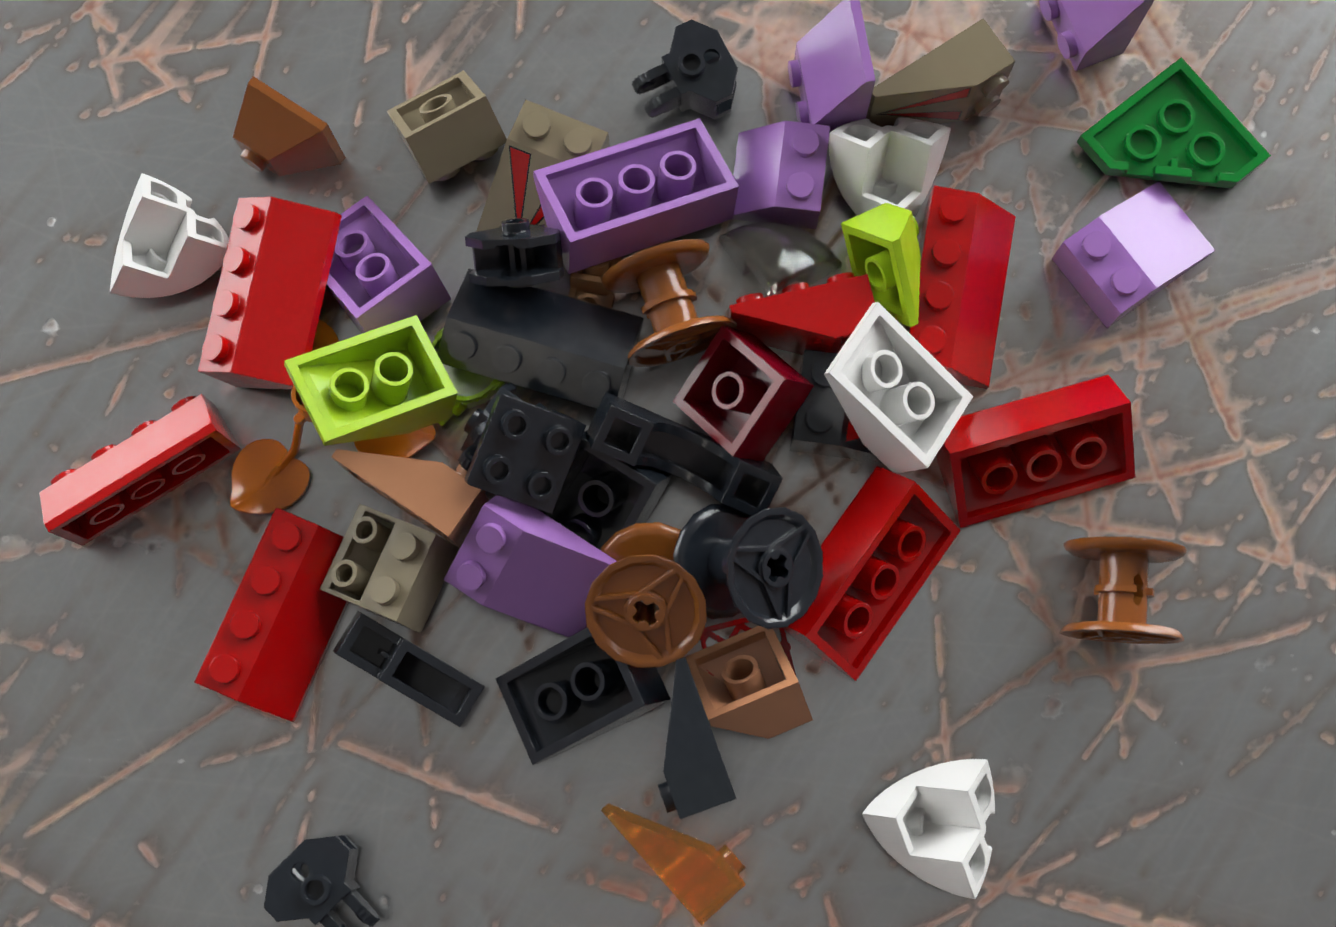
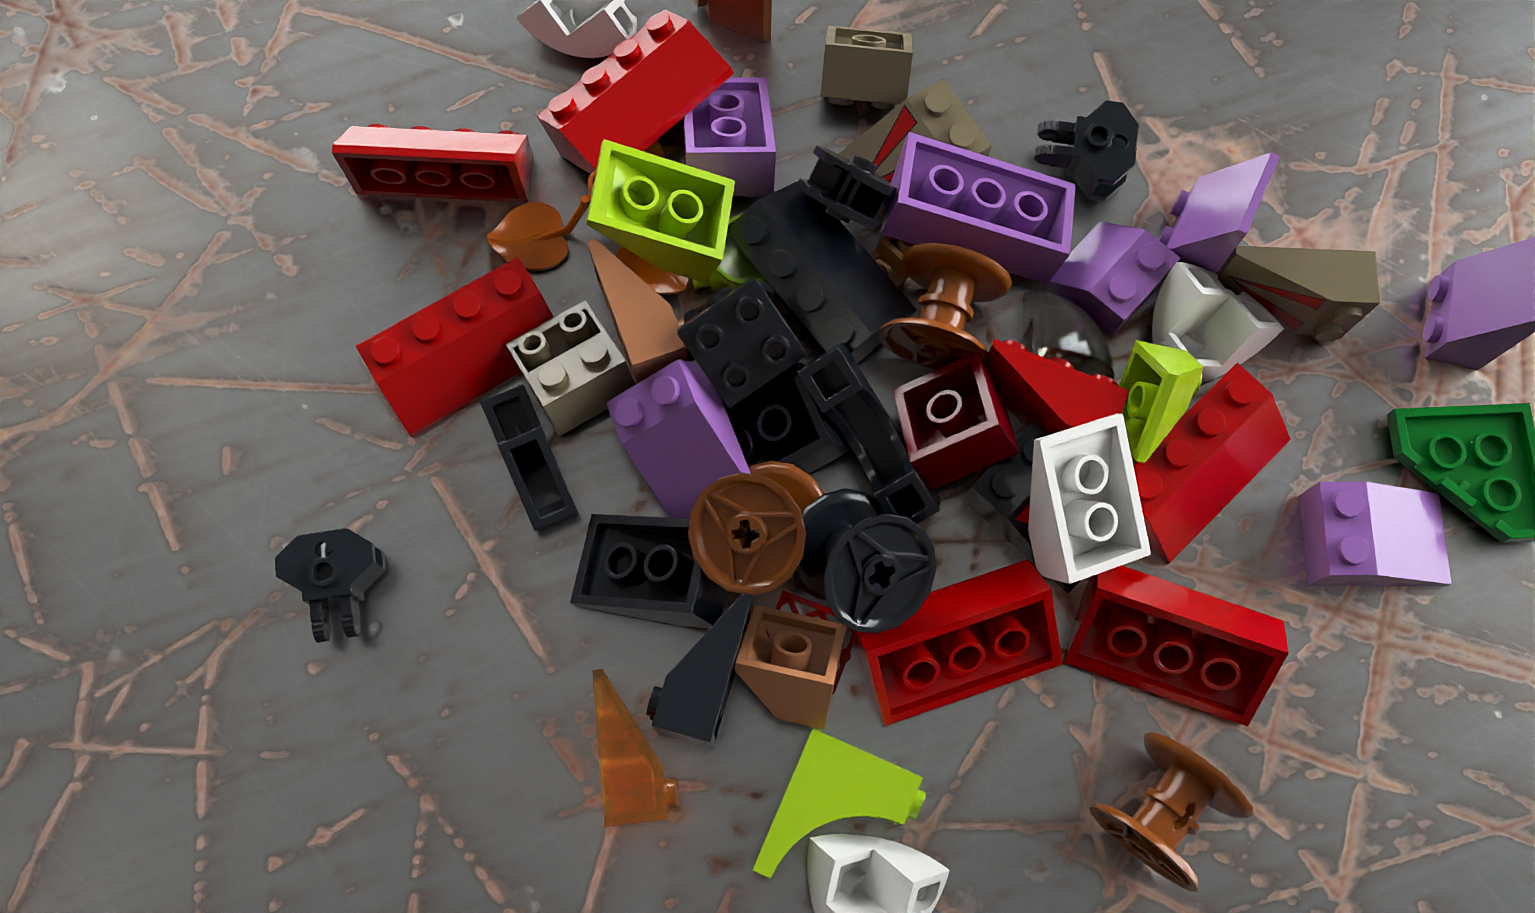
camera: 30 degrees right, 5 degrees down
(849, 758) = (837, 784): none -> lime arch

